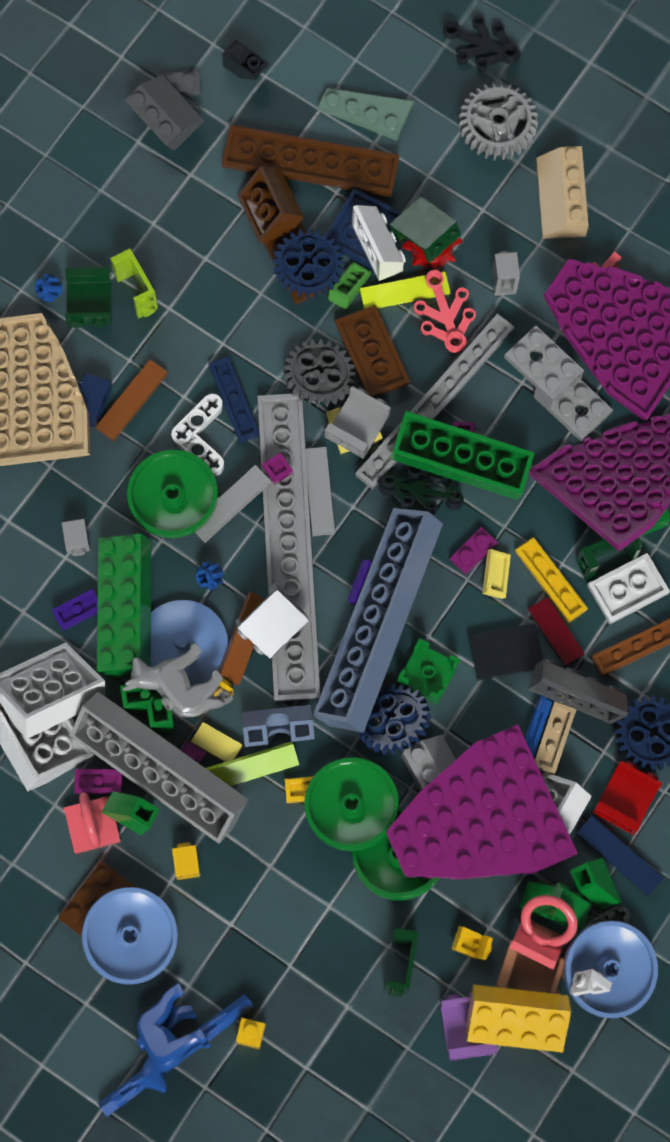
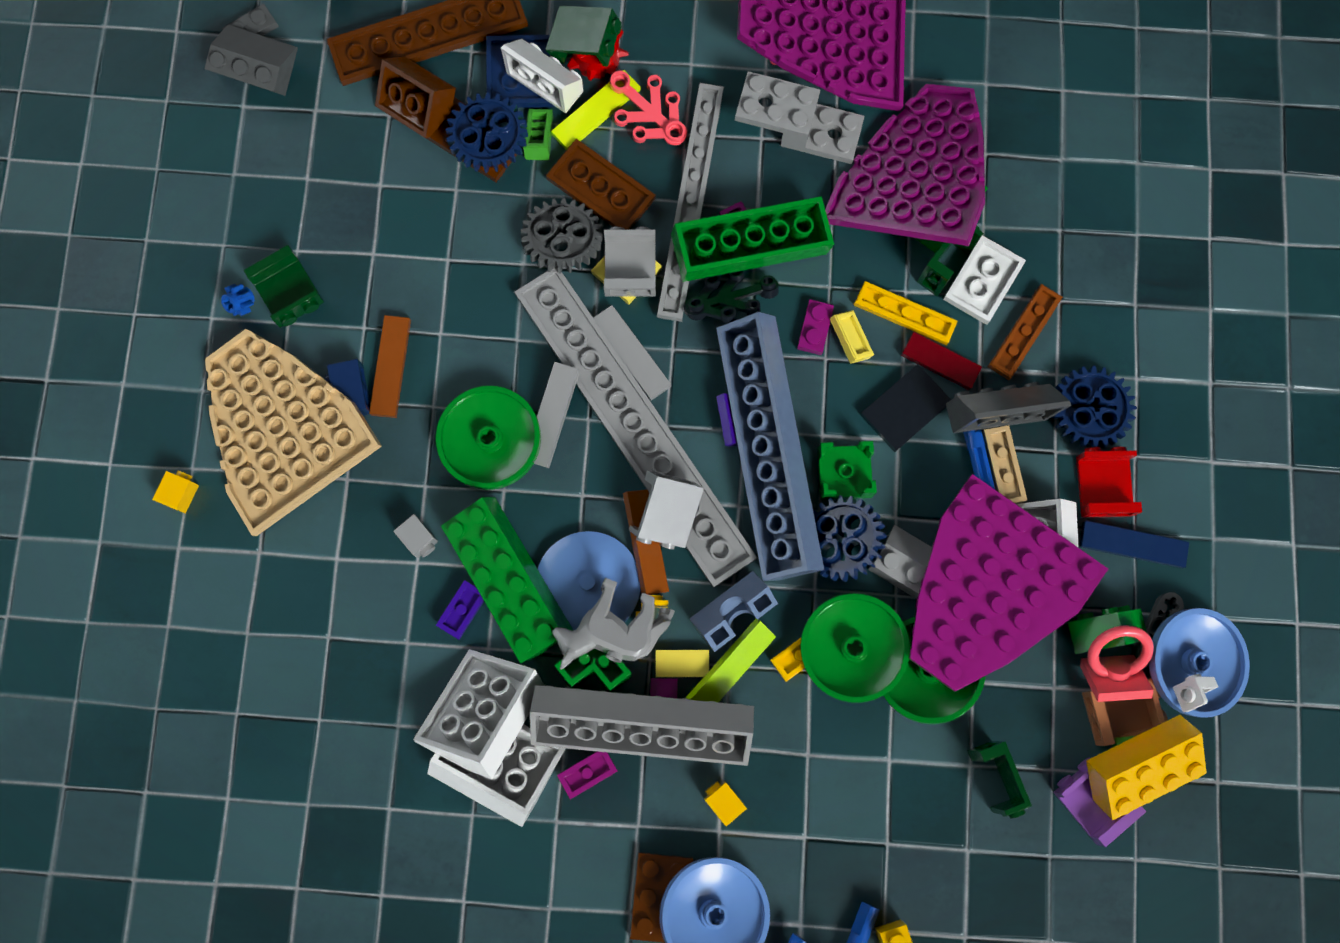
camera: 30 degrees left, 5 degrees up
(89, 826) = (607, 820): coral tile -> none
(125, 266) = (305, 233): lime panel -> none
(130, 811) = (640, 786): green slope -> none
(192, 438) = (474, 370): white beam -> none
(209, 575) = (574, 498): blue gear -> none
(234, 399) = (492, 308): dark blue tile -> none
(277, 468) = (578, 353): magenta plate -> none
(472, 944) = (1052, 716): yellow bracket -> none
(505, 273) = (685, 38): light grey brick -> none
(596, 884) = (1132, 585): green slope -> none

